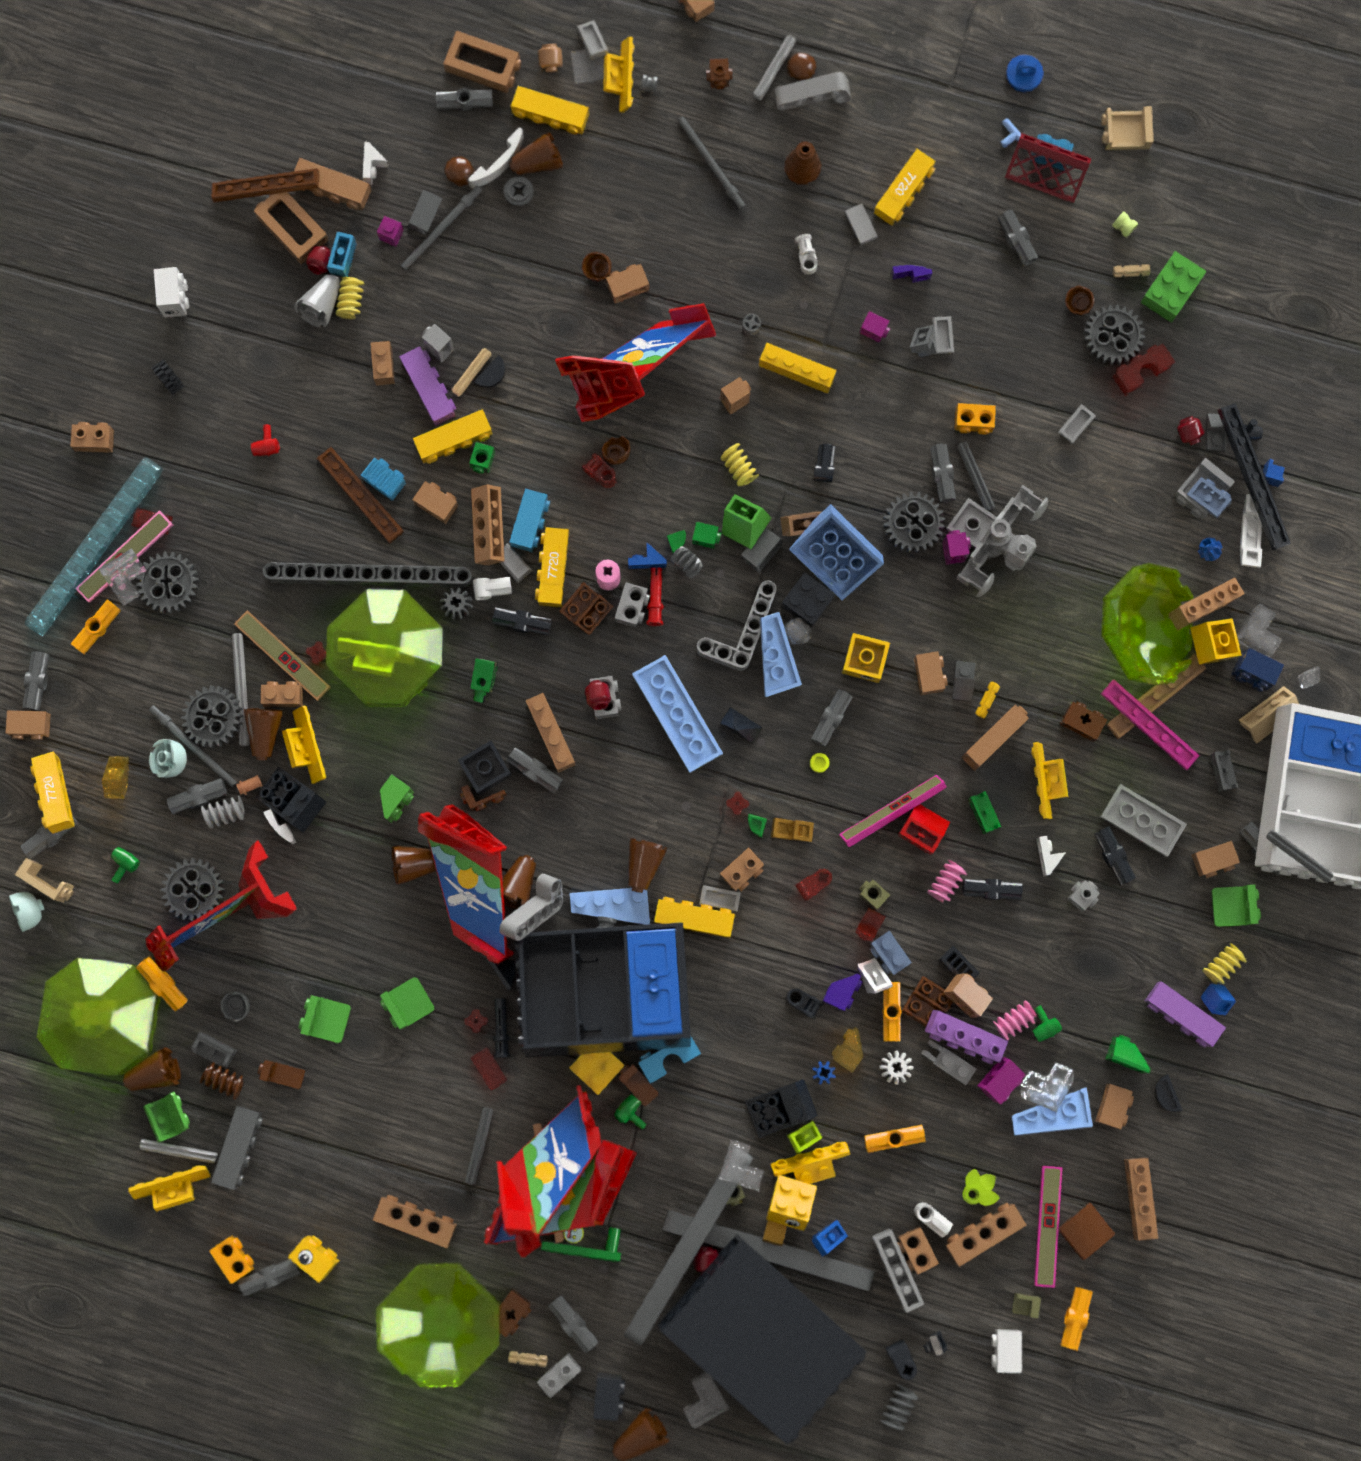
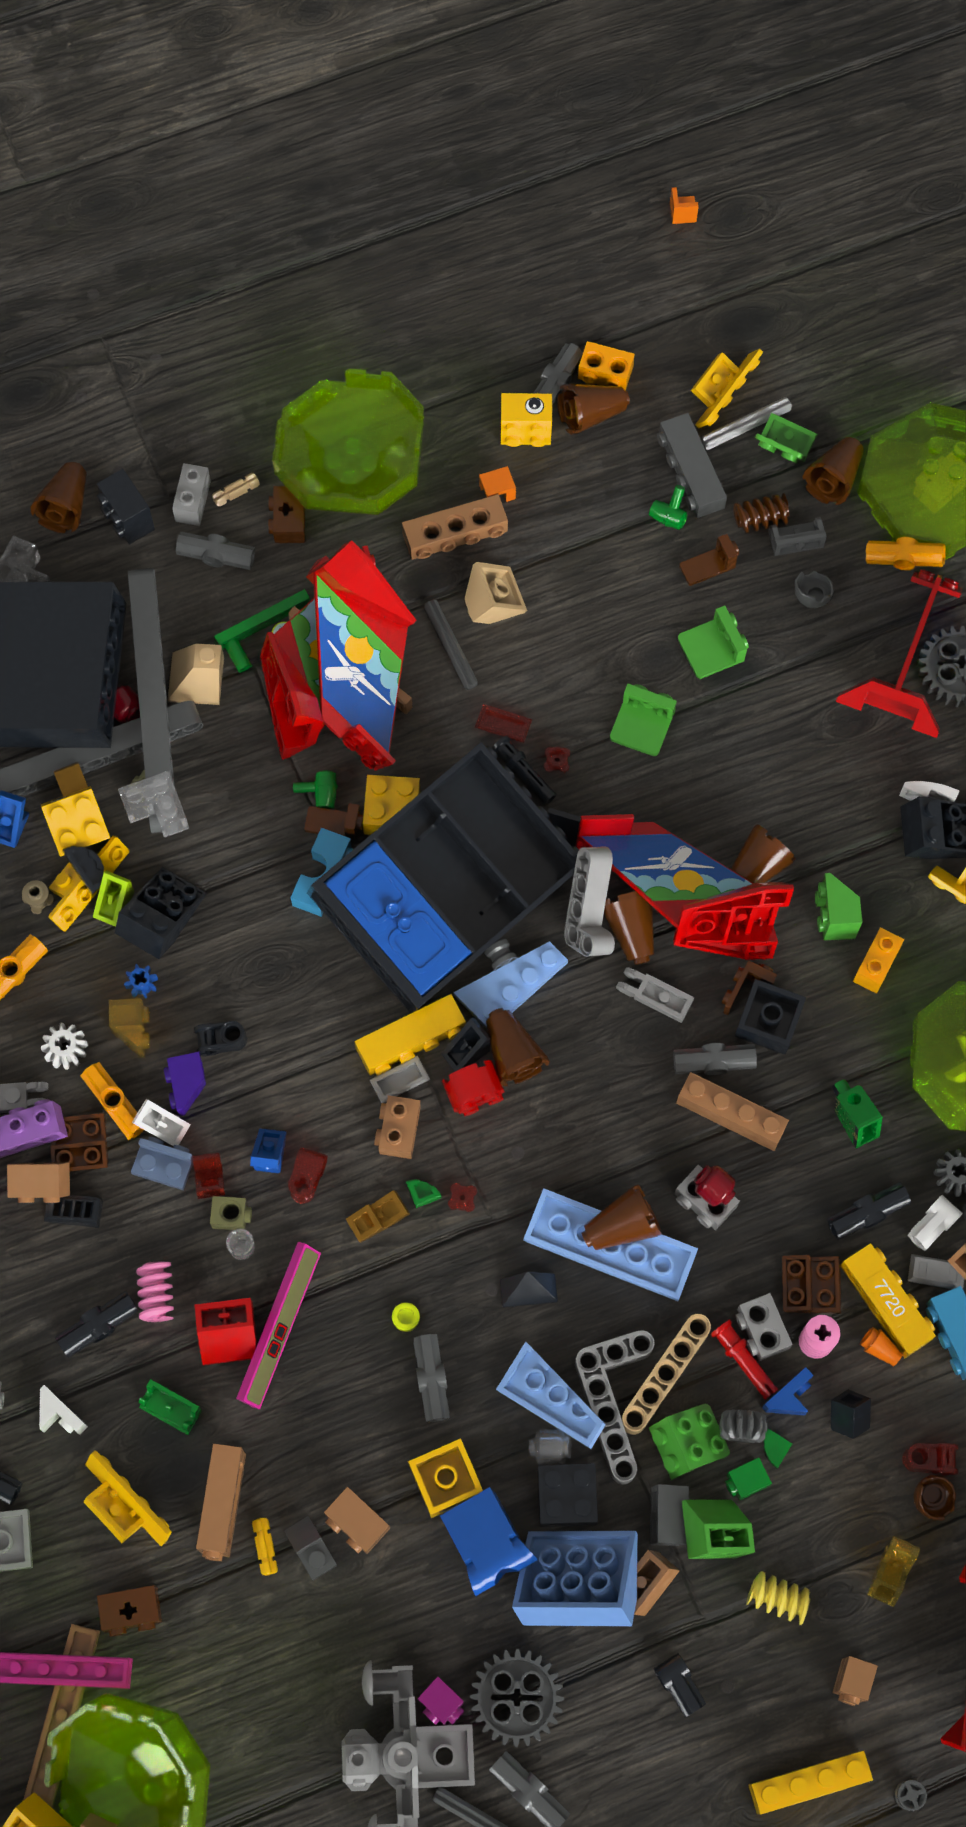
camera: 145 degrees right, 10 degrees down
(86, 1336) = (683, 208): none -> orange panel
(265, 1238) = (589, 405): none -> reddish brown cone
(277, 1125) = (670, 514): none -> green piece
(366, 1229) = (498, 482): none -> orange panel
(395, 753) = (878, 960): none -> light orange brick
(427, 1157) = (493, 594): none -> tan slope
(535, 831) = (657, 995): none -> light grey hinge
(577, 547) = (880, 1346): none -> orange cone
(623, 526) = (850, 1413): none -> black panel
(648, 1247) = (197, 674): none -> tan slope
(663, 715) = (622, 1222): none -> reddish brown cone
(669, 886) = (467, 1046): none -> black slope
(670, 432) = (893, 1571): none -> clear yellow brick
(684, 857) = (473, 1087): none -> red brick
(711, 615) = (675, 1364): none -> tan beam
(720, 578) = (689, 1440): none -> bright green bracket
(806, 1166) = (87, 866): none -> black tile
(825, 913) = (268, 1151): none -> blue slope
(841, 1171) = (37, 902): none -> dark tan brick
(869, 608) = (486, 1540): none -> blue piece
(880, 876) = (243, 1249): none -> clear wheel

